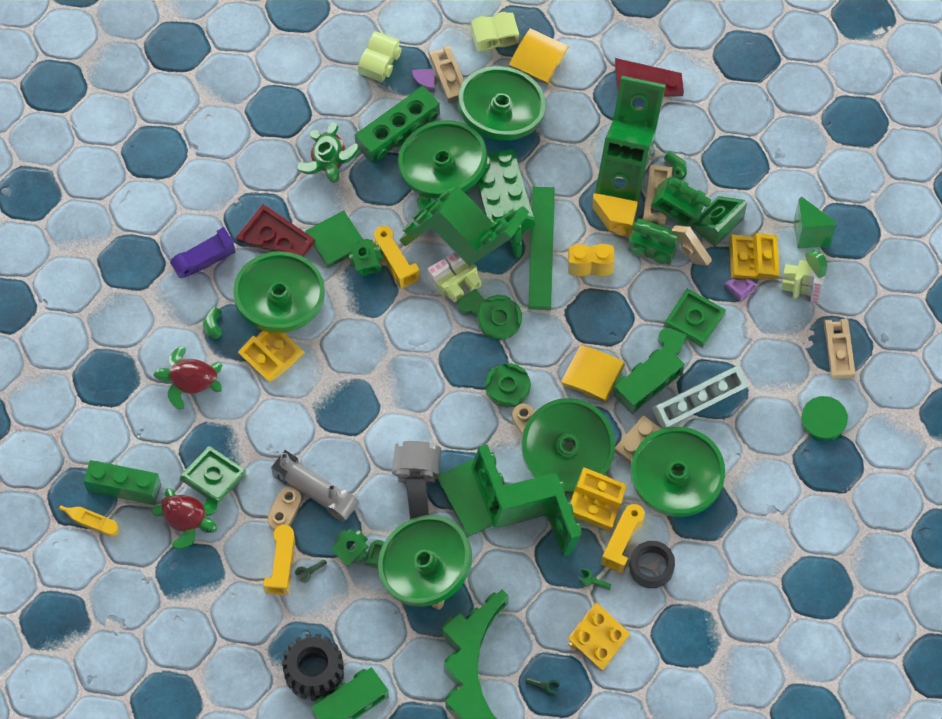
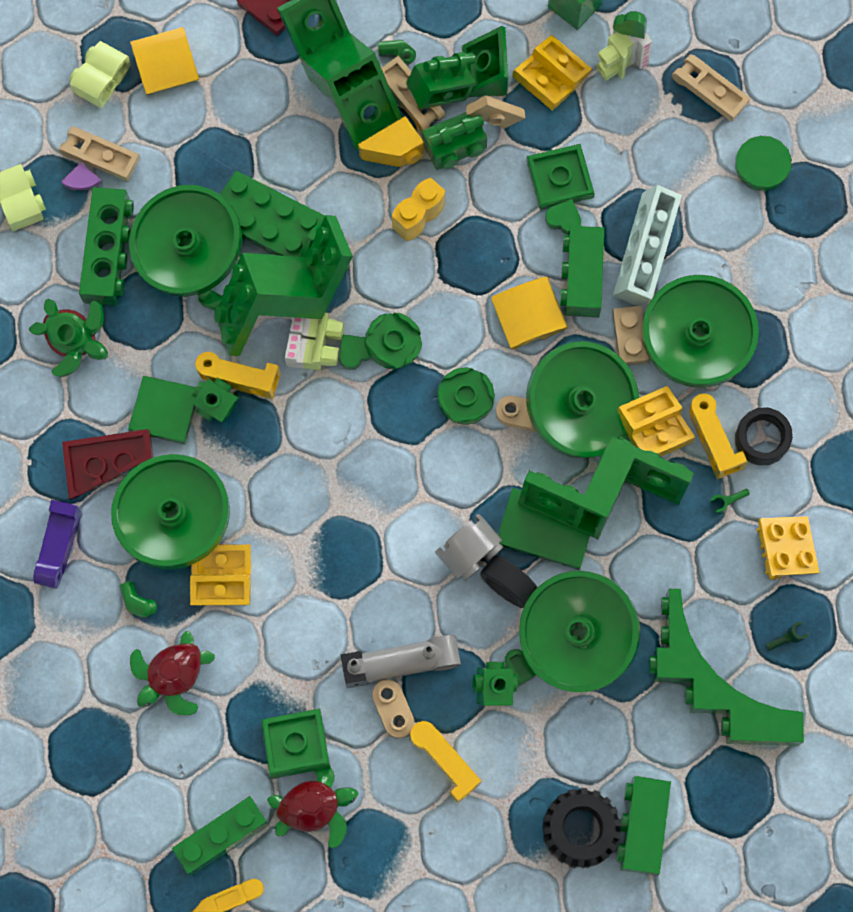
camera: 45 degrees left, 10 degrees up
(309, 571) = (477, 740): dark green hand -> none
(501, 103) = (182, 136): green dish -> none
(541, 249) = (363, 242): green tile -> none
(740, 288) = (569, 112): medium lavender tile -> none

